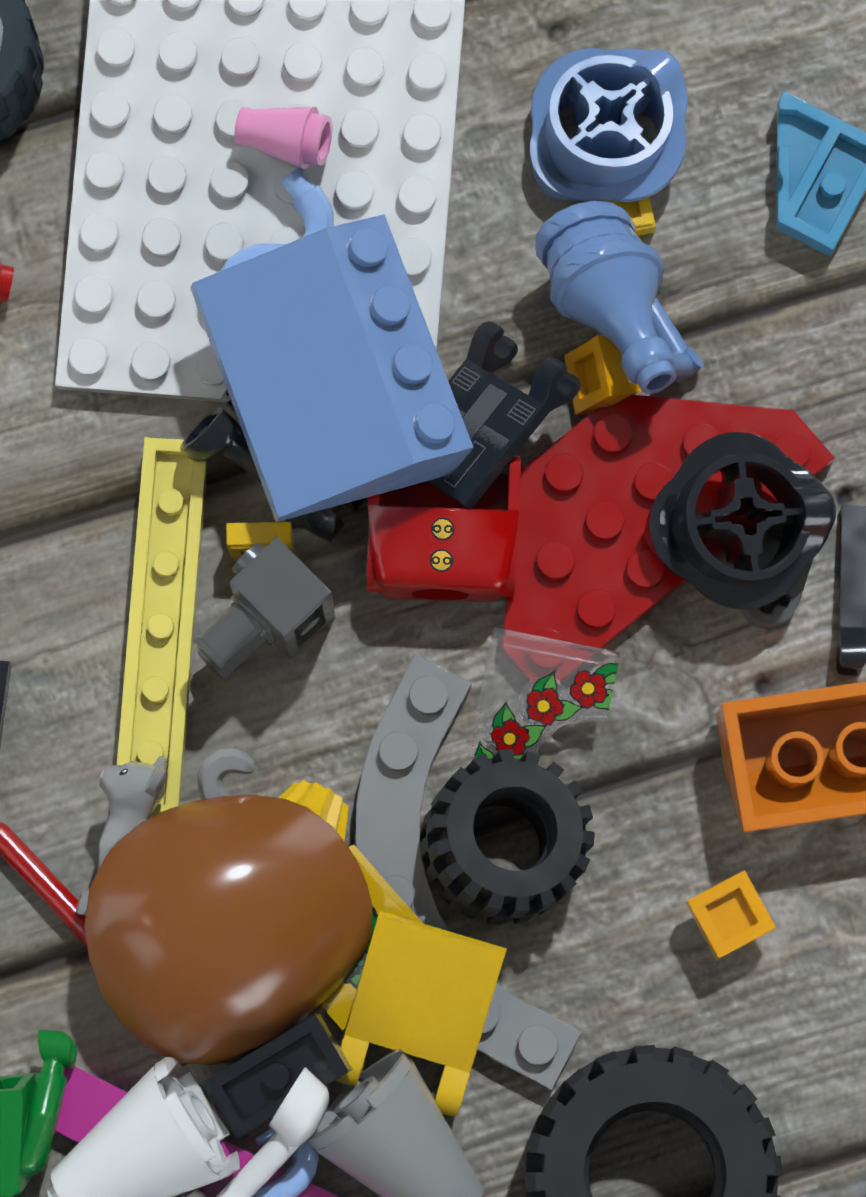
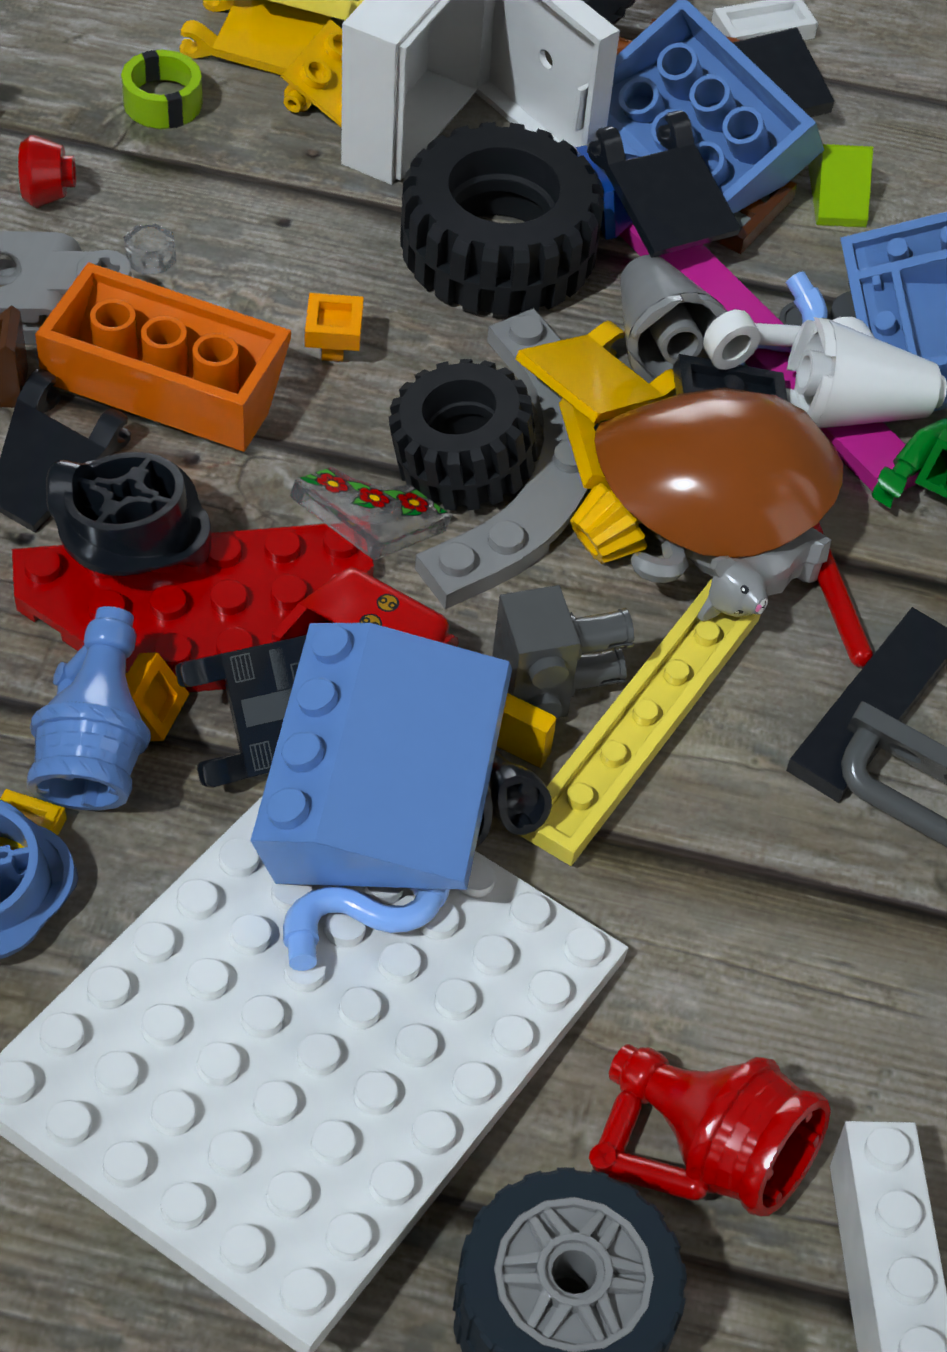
camera: 155 degrees left, 25 degrees down
(288, 134) = (283, 985): bright pink cone -> none

